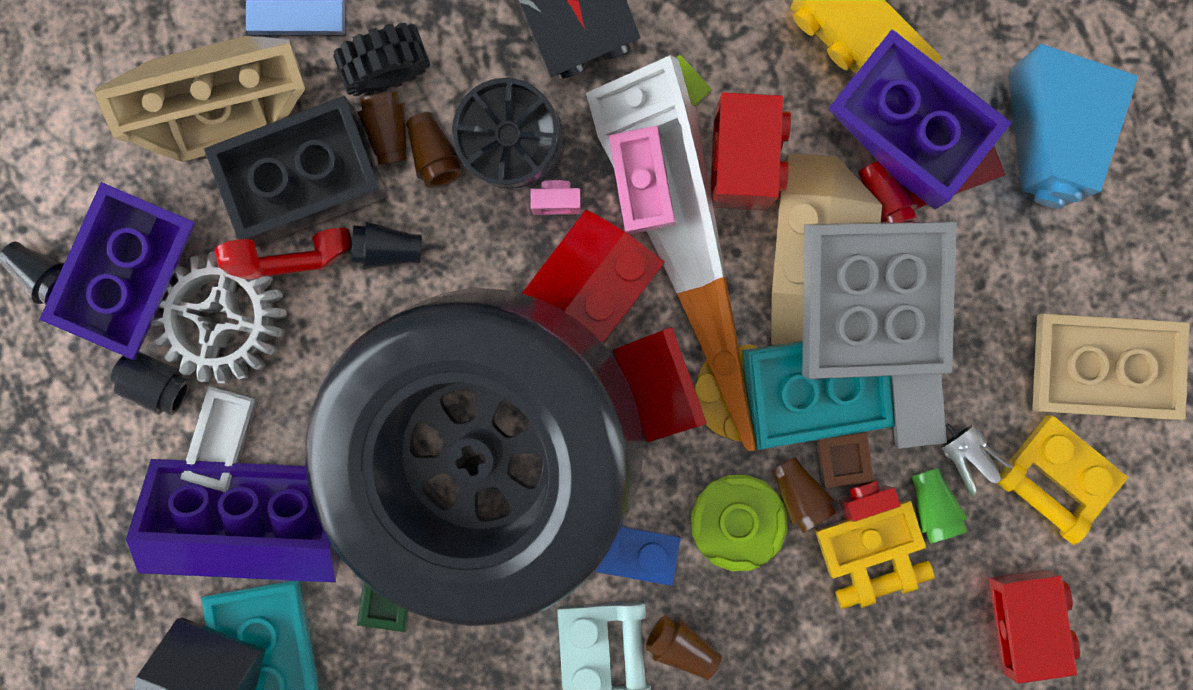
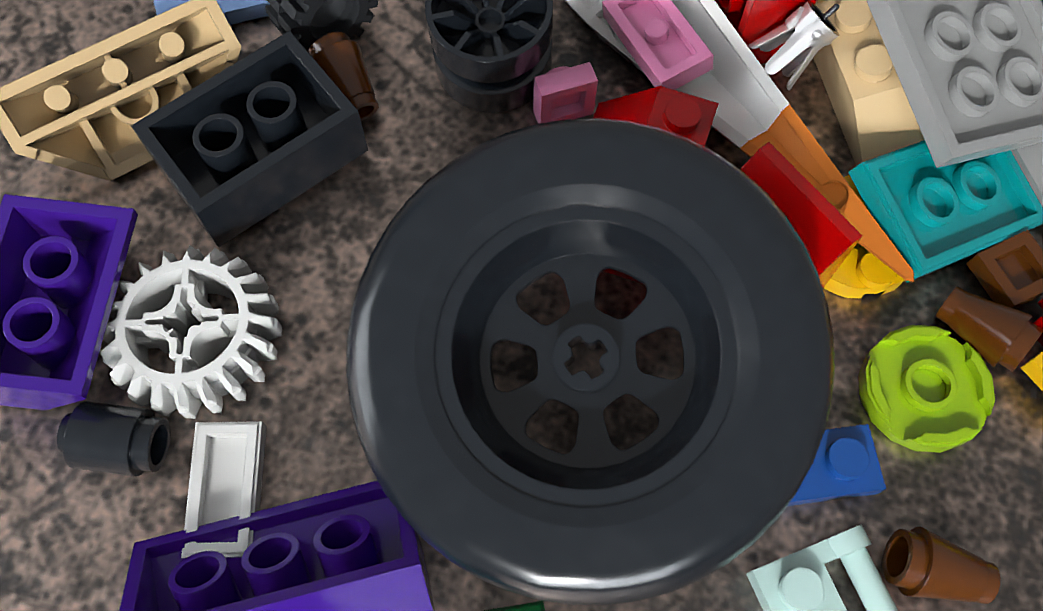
camera: 20 degrees left, 20 degrees down
(242, 261) = (205, 238): red bar -> none
(383, 246) = (374, 196): black cone -> none
(432, 151) = (407, 87): reddish brown cone -> none
(762, 223) = (802, 35): none -> flat silver piece

